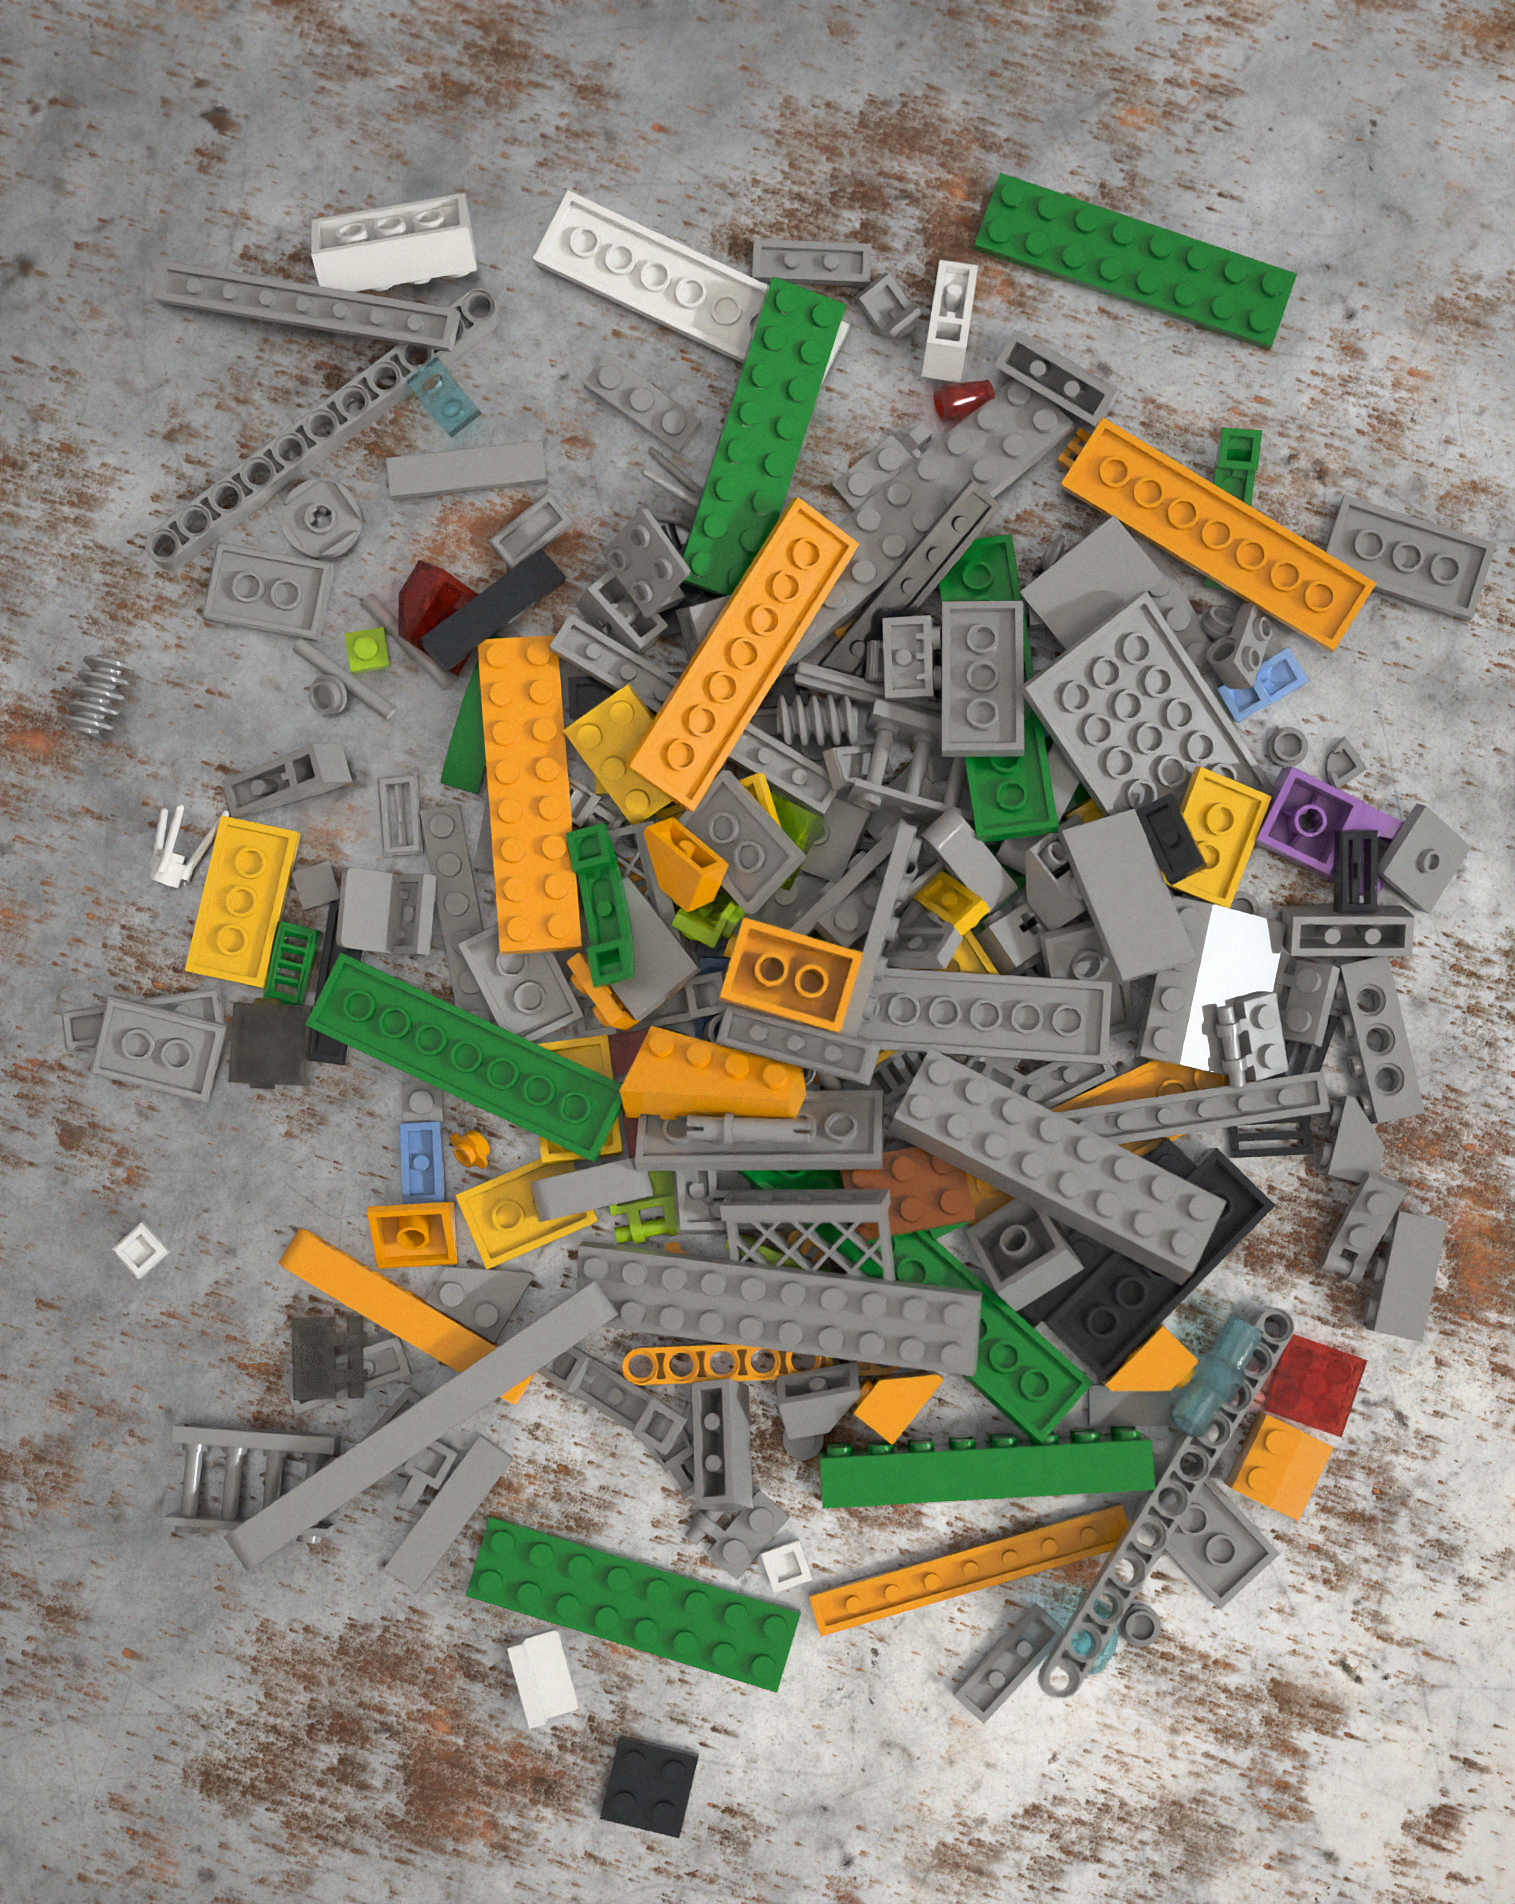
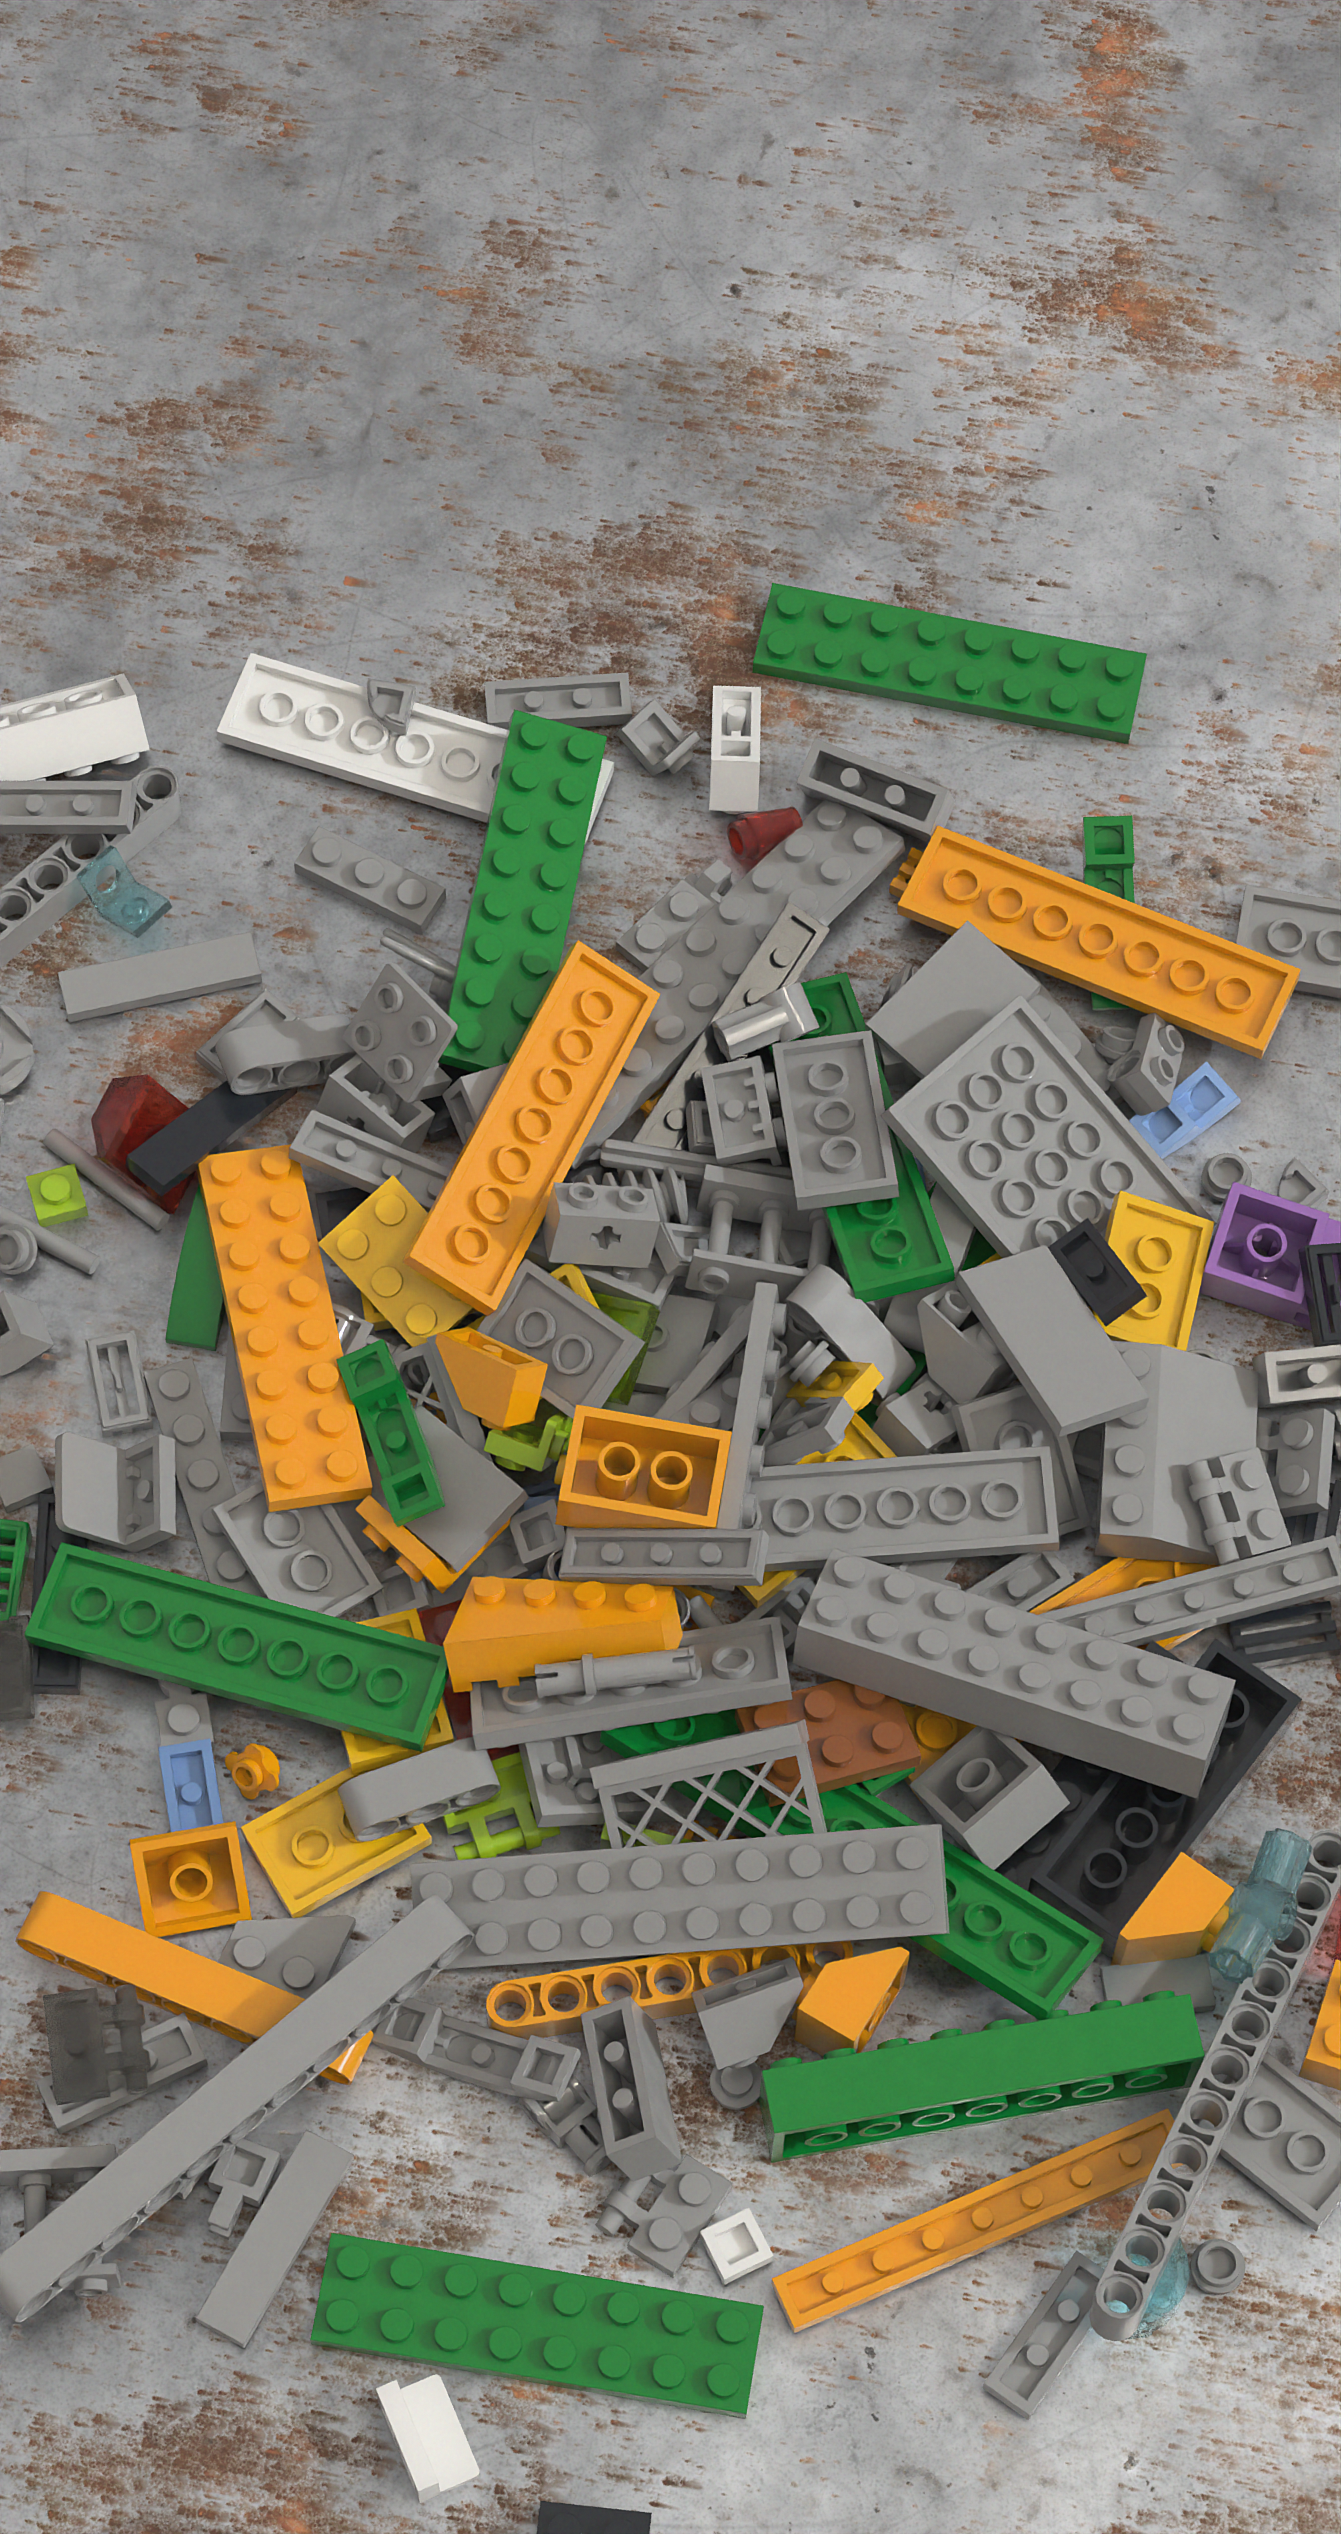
camera: 15 degrees left, 20 degrees down
(557, 556) = (284, 1054): none -> light grey beam
(676, 252) = (391, 703): none -> light grey tile
(785, 748) = (600, 1225): none -> light grey brick
(935, 883) = (810, 1362): none -> light grey plate
(950, 580) = (776, 1018): none -> light grey piece

